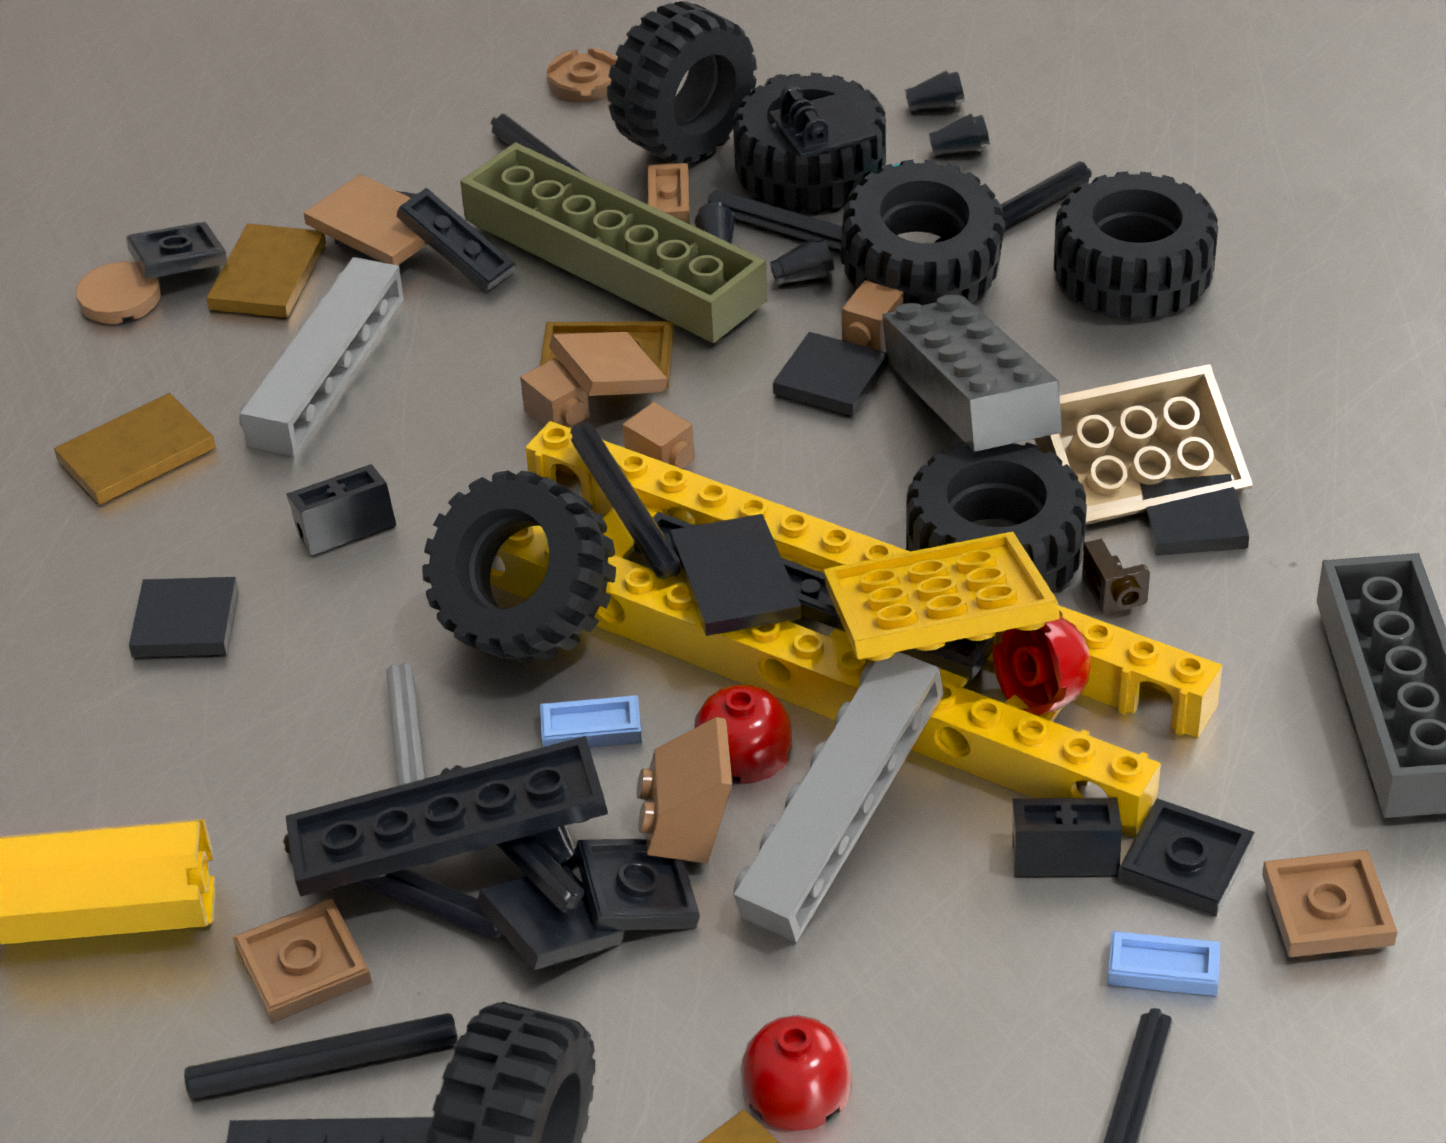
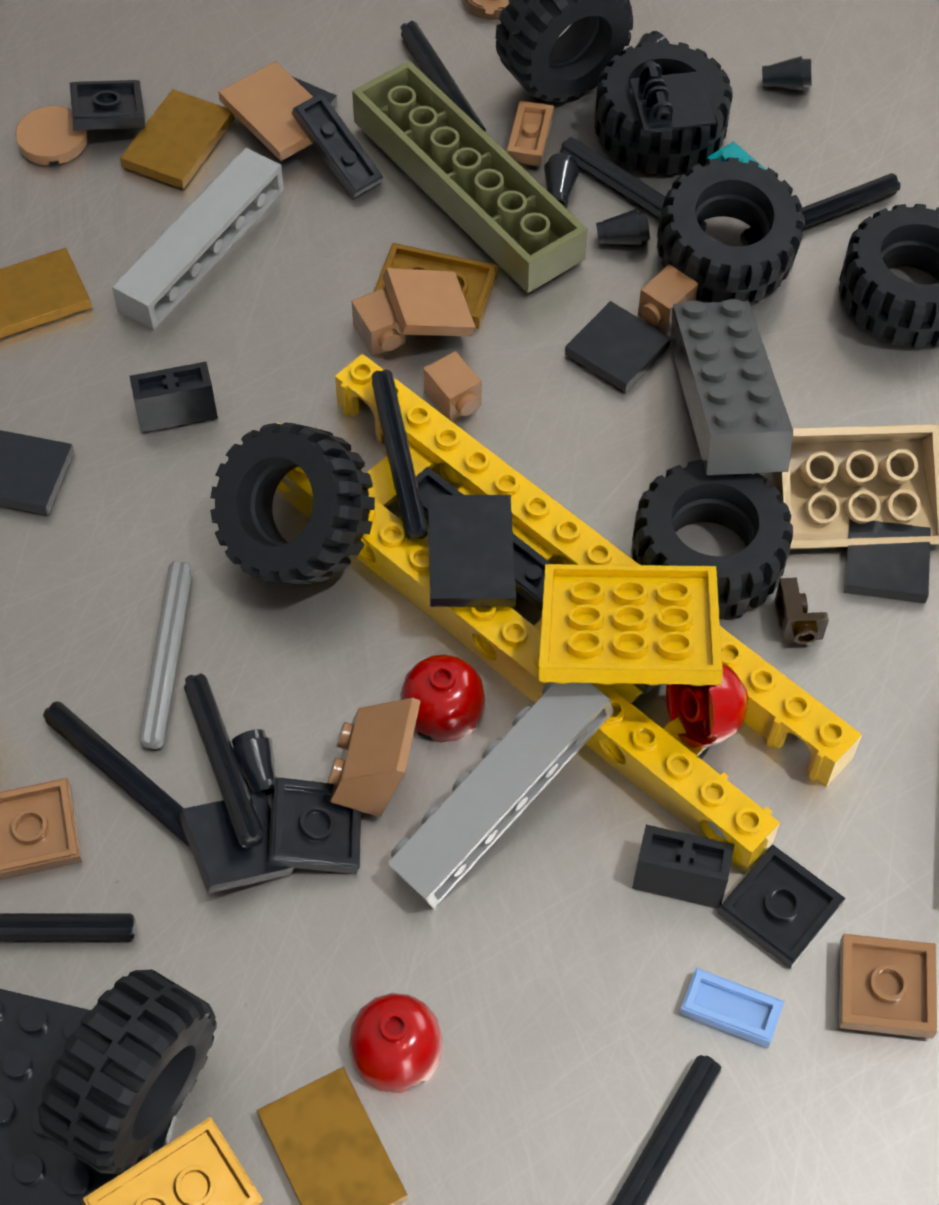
camera: 10 degrees right, 15 degrees up
(444, 816) = (170, 732): black plate -> none
(600, 720) = (322, 653): light blue tile -> none
(961, 136) = (796, 125): black cone -> none

